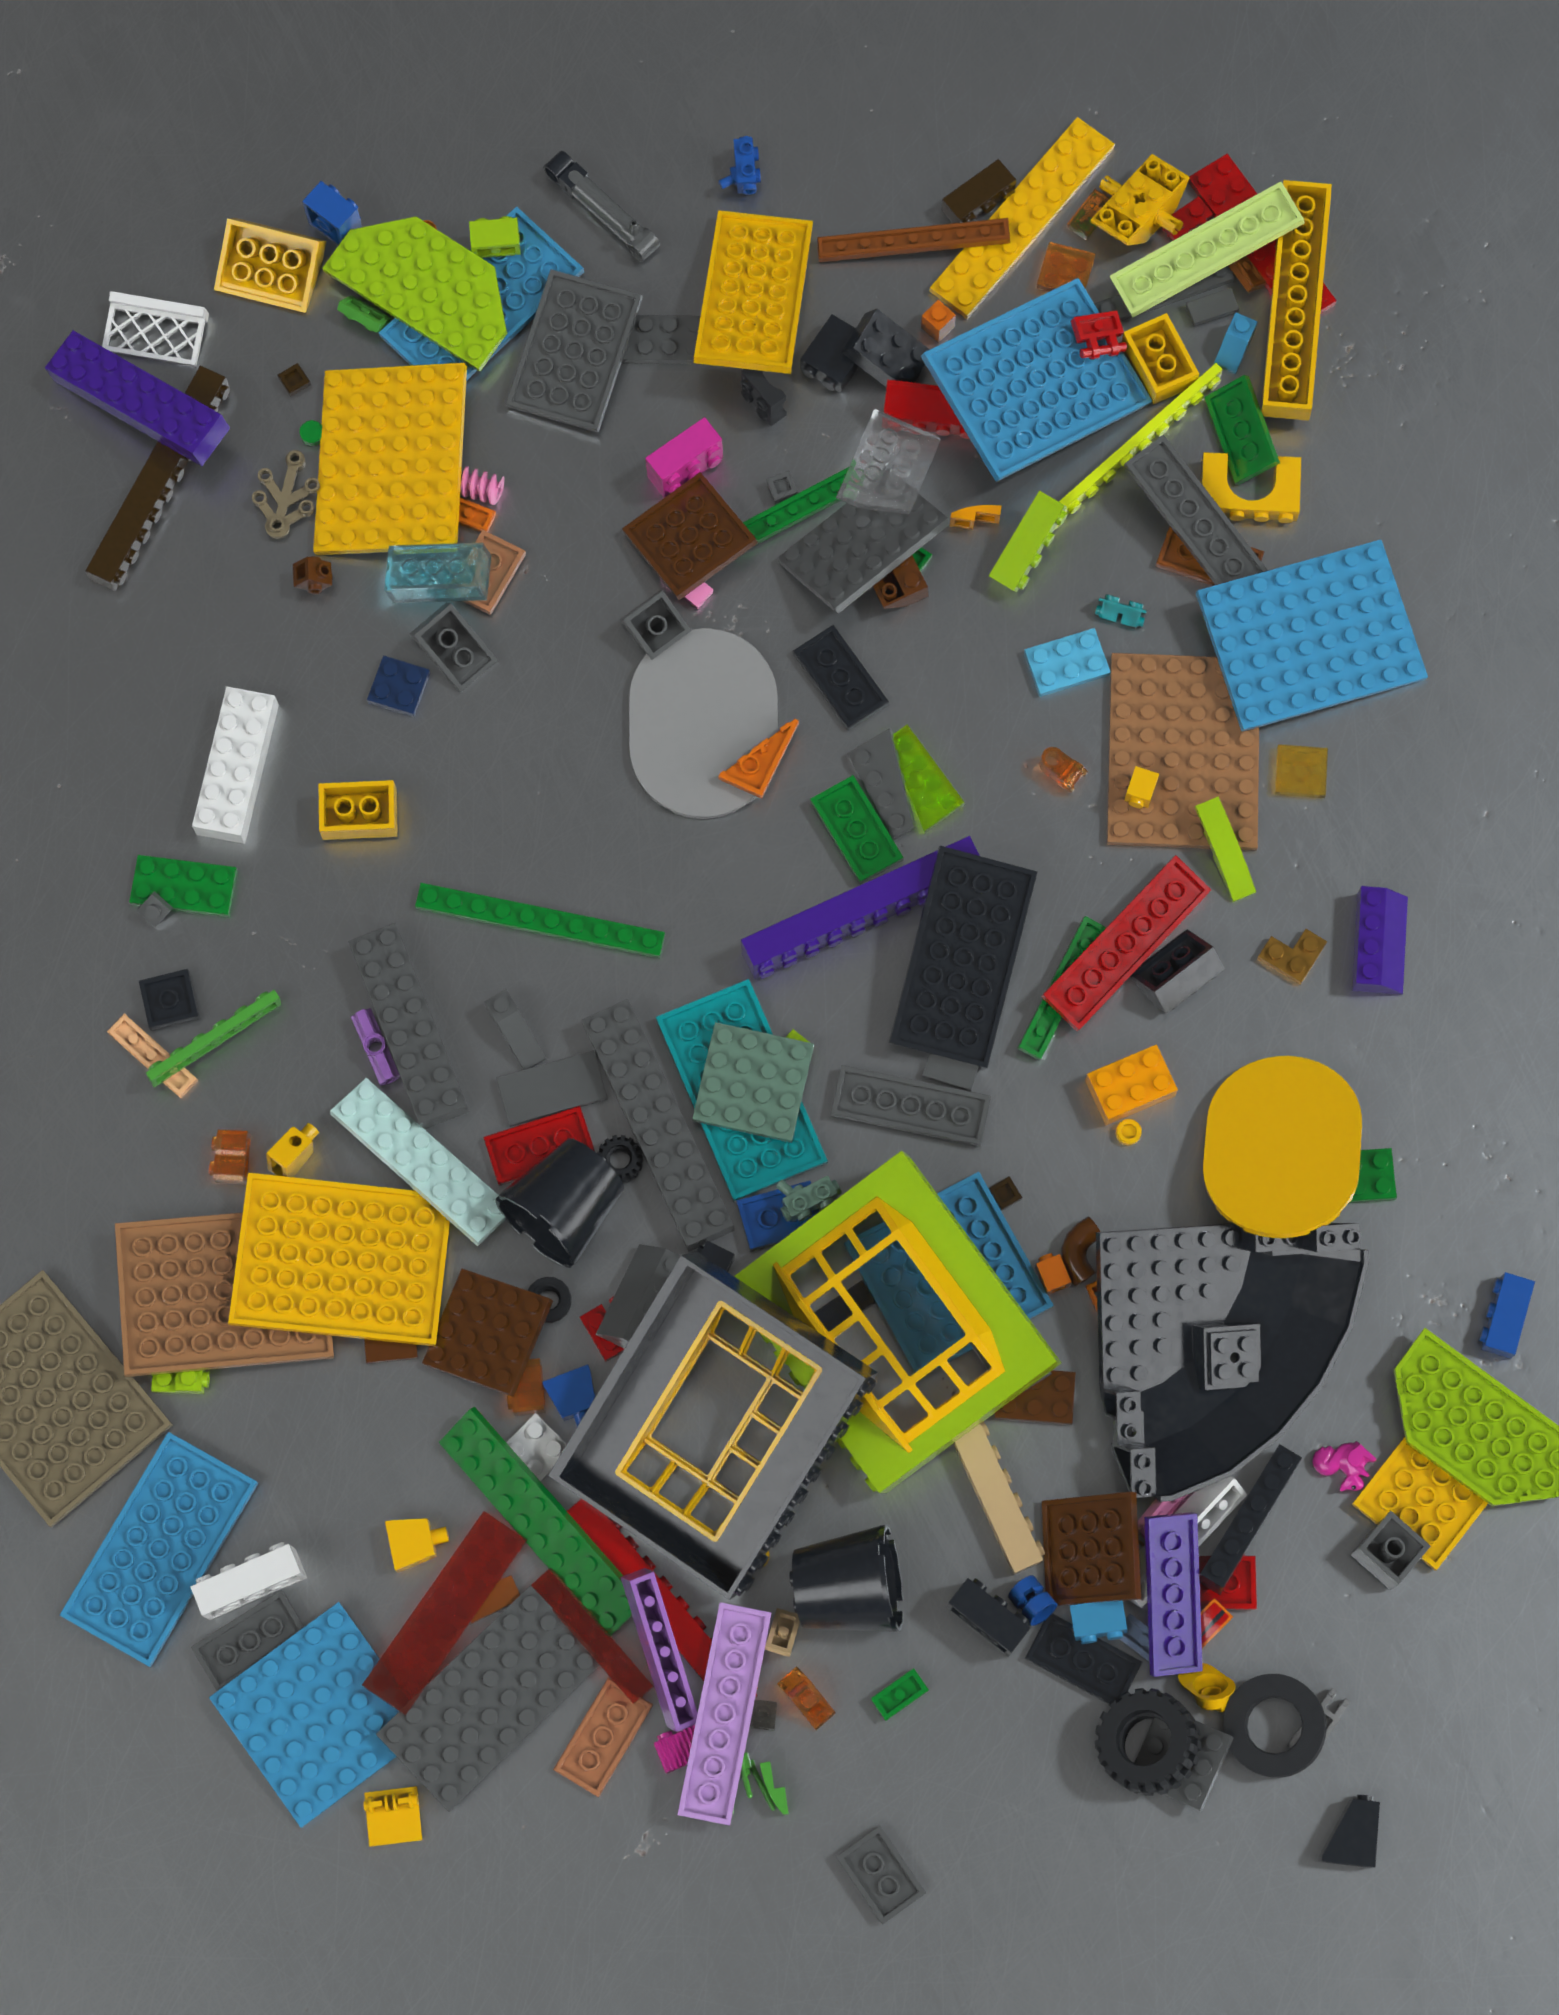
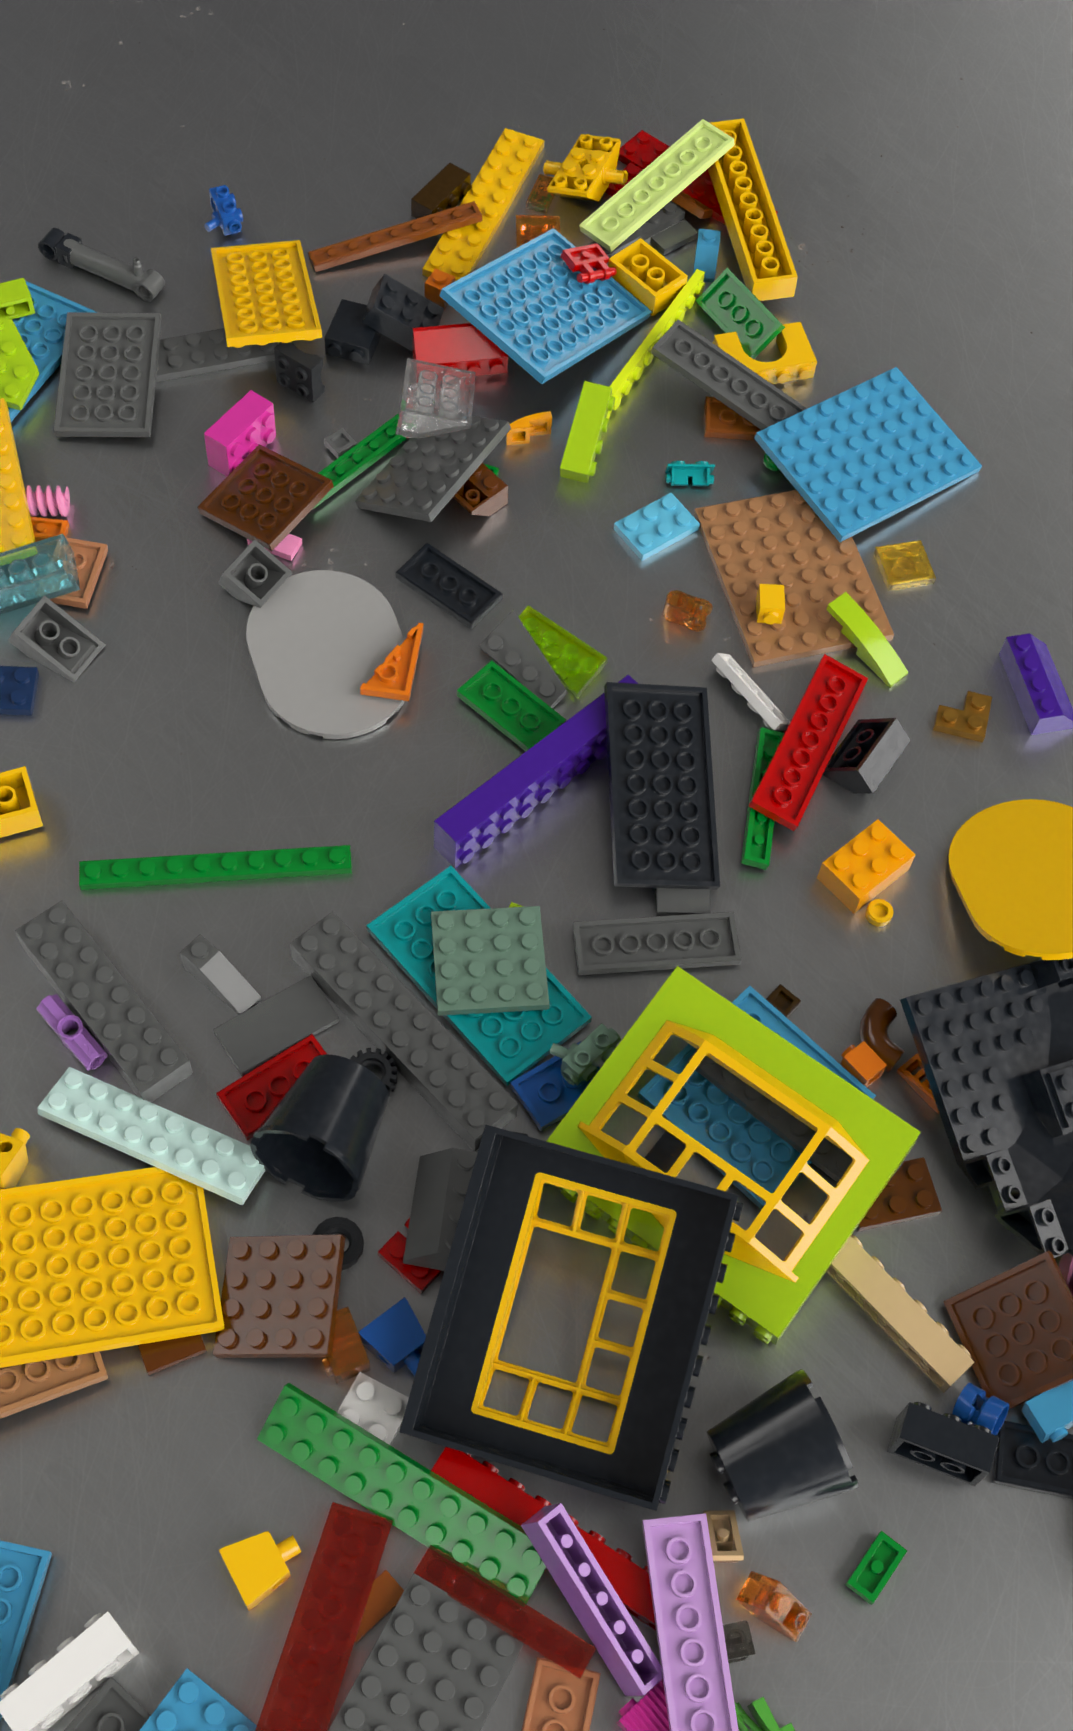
camera: 25 degrees left, 15 degrees down
(1091, 874) = (746, 687): none -> white plate

